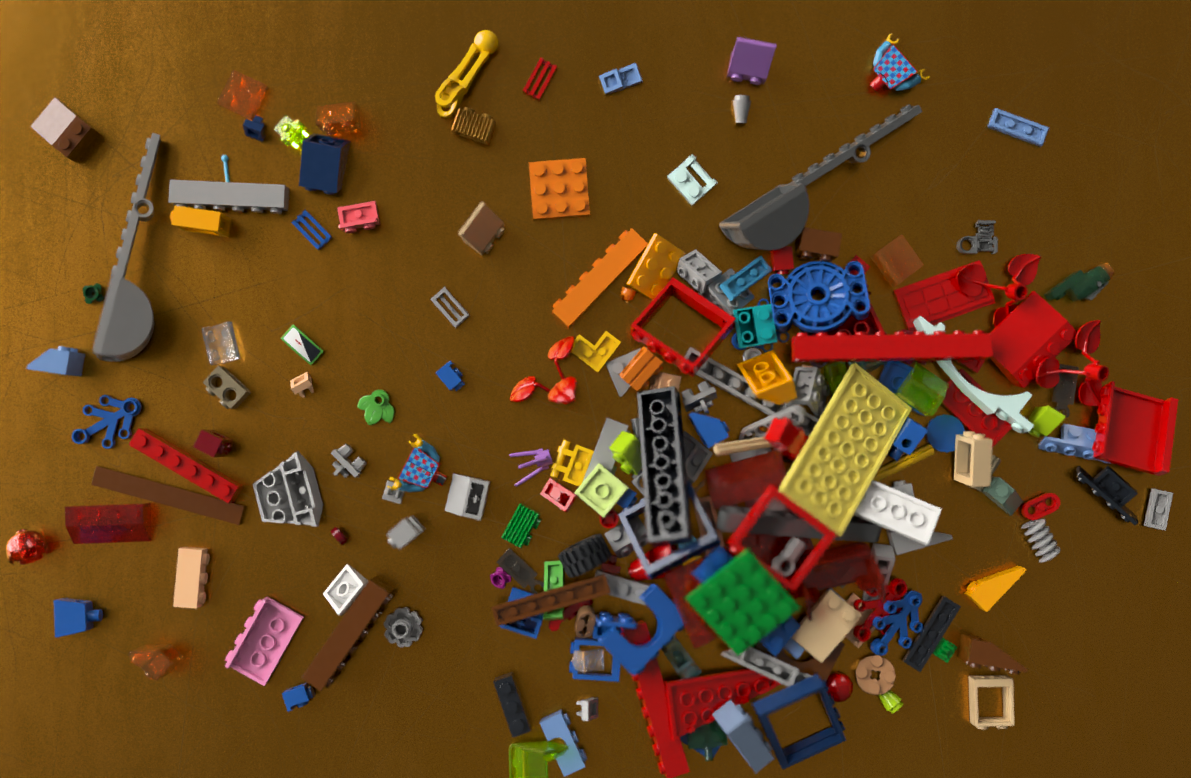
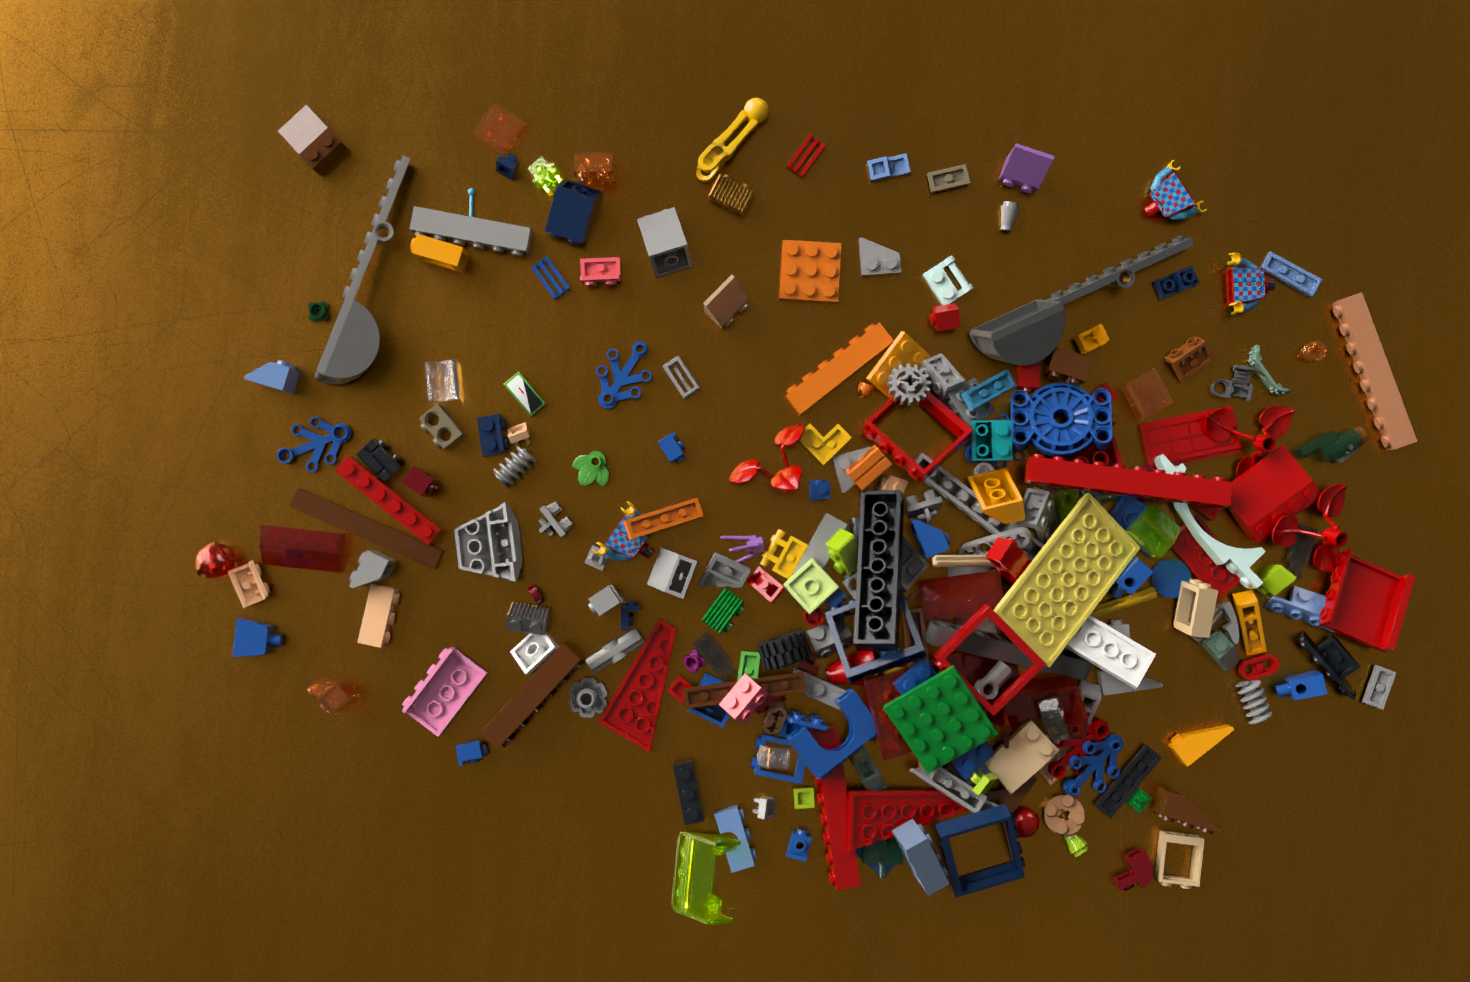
camera: 10 degrees right, 0 degrees up
(62, 565) = (248, 584): none -> light nougat bracket
(172, 428) = (380, 460): none -> black brick
(177, 533) = (373, 568): none -> light grey slope
(276, 388) = (492, 434): none -> dark blue bracket
(301, 416) = (514, 466): none -> light grey piece
(335, 560) = (528, 618): none -> flat silver brick
(393, 316) = (621, 377): none -> blue plant
(416, 181) = (665, 242): none -> light grey slope
(422, 579) = (614, 651): none -> light grey piece
(429, 547) = (626, 617): none -> dark blue bracket
(451, 445) = (663, 518): none -> orange plate
(451, 623) = (638, 699): none -> red wing
(486, 606) = (676, 688): none -> red plate
(517, 488) = (724, 572): none -> light grey wing
(551, 609) = (743, 699): none -> bracket
(597, 396) = (819, 490): none -> blue brick
(622, 168) = (878, 259): none -> light grey wing
(623, 694) = (803, 797): none -> lime plate
(623, 732) = (799, 853): none -> blue brick
(674, 279) = (906, 386): none -> light grey gear
(679, 81) = (948, 178): none -> dark tan plate
(694, 214) = (945, 317): none -> red brick
(792, 655) = (983, 782): none -> lime tile
(837, 215) = (1091, 339): none -> light orange bracket
(852, 586) = (1053, 719): none -> clear smoke slope
(909, 150) = (1175, 282): none -> dark blue slope
(933, 220) = (1190, 358): none -> dark orange bracket
(955, 720) = (1140, 871): none -> dark red brick
(976, 142) = (1245, 284): none -> torso
(995, 214) = (1254, 360): none -> sand green piece
(1009, 472) = (1229, 628): none -> light grey slope
(1026, 464) = (1249, 622): none -> light orange slope
(1046, 199) = (1309, 353): none -> clear orange wheel
(1093, 517) = (1310, 682): none -> blue torso
(1111, 209) = (1374, 372): none -> nougat brick

